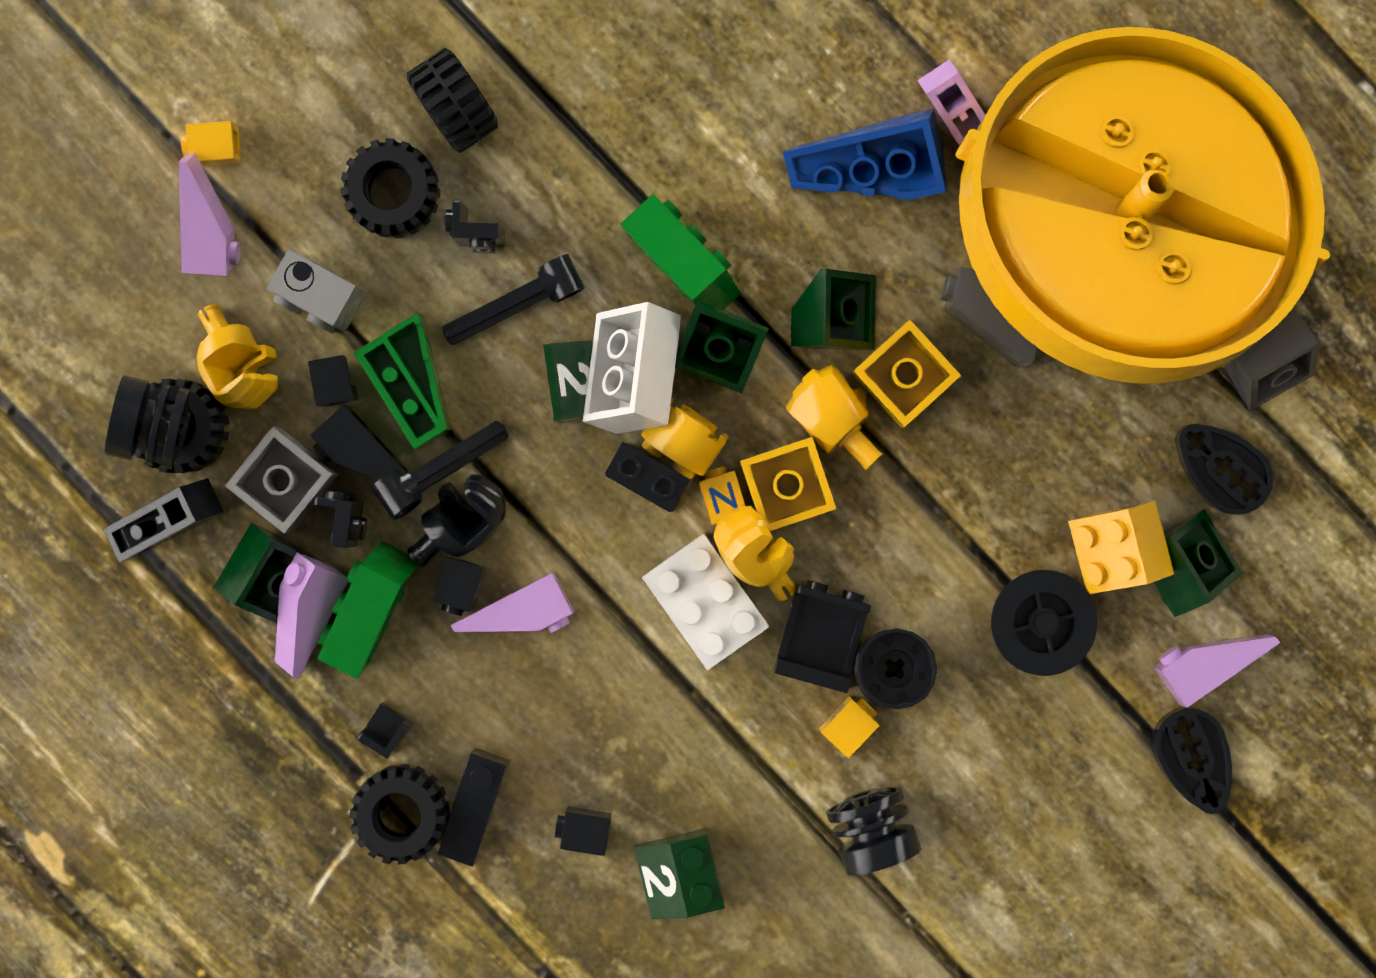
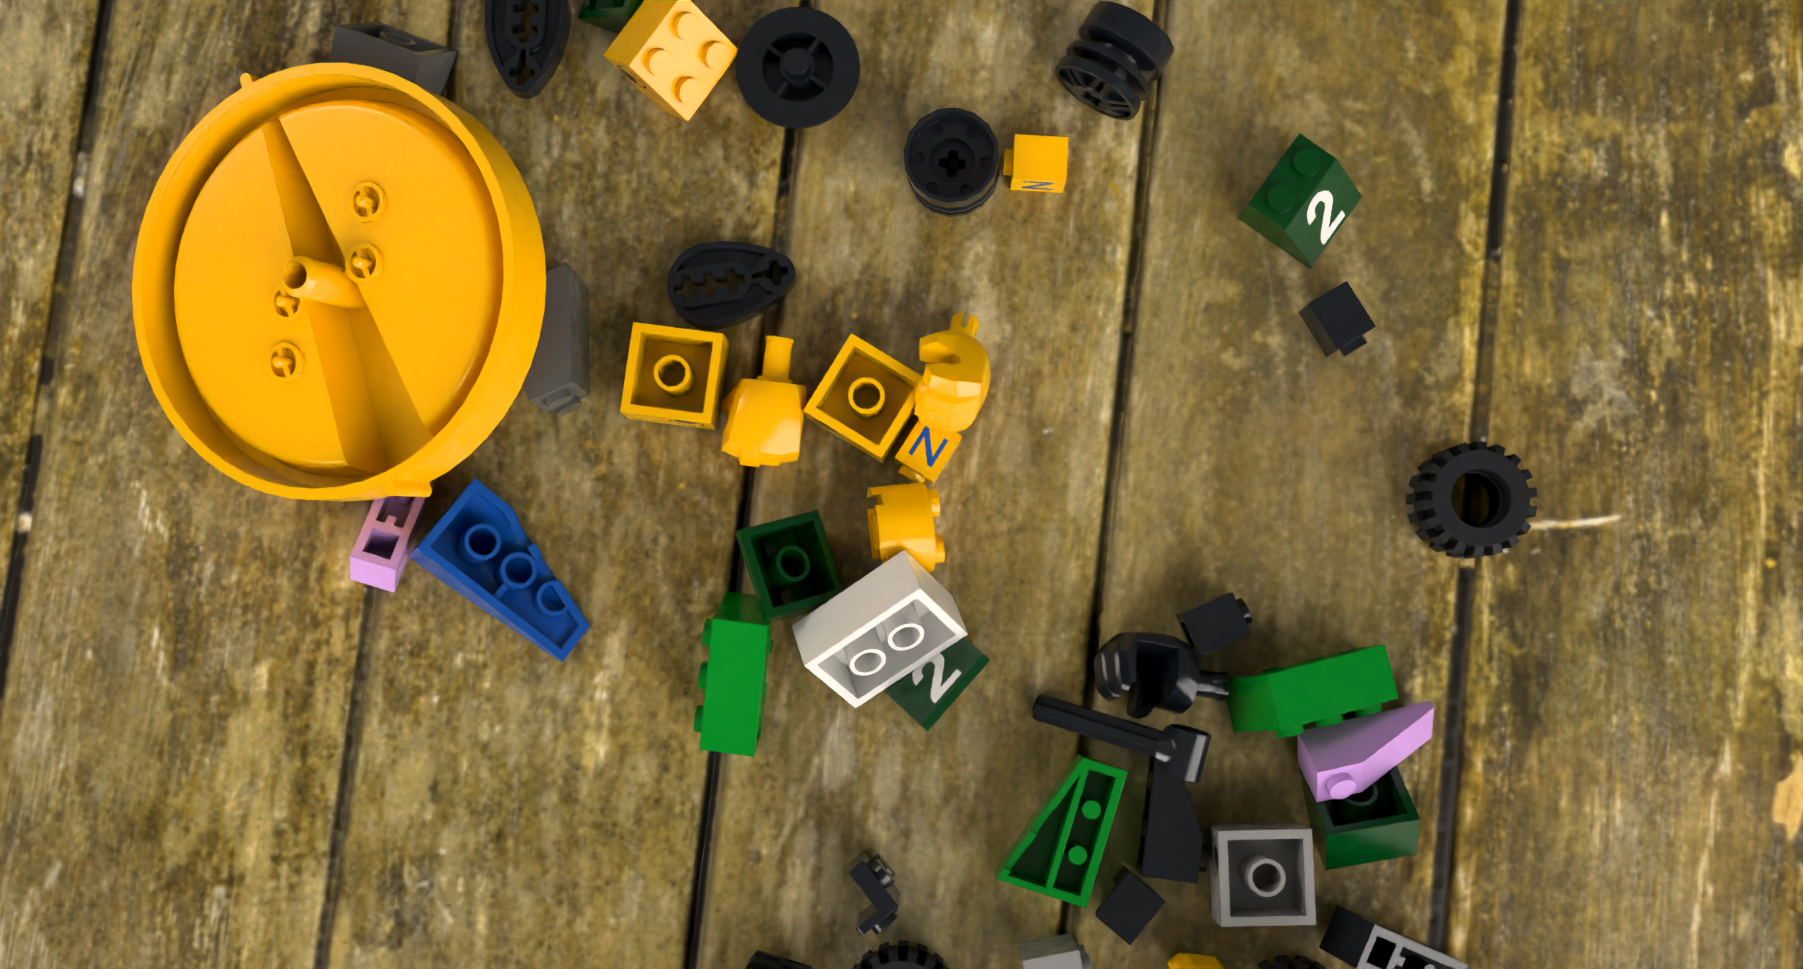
camera: 120 degrees left, 5 degrees down
(348, 519) = (1245, 778): black bracket -> none
(385, 731) = (1407, 579): black panel -> none
(473, 806) = (1402, 440): black slope -> none
(528, 609) = (1185, 543): lavender slope -> none
(556, 280) = (857, 772): black axle -> none
(647, 477) = (968, 529): black panel -> none
(705, 601) = (1036, 385): white brick -> none
(822, 636) = (979, 255): black panel -> none
(835, 312) = (671, 488): dark green slope -> none
(961, 465) = (718, 260): none -> black piece

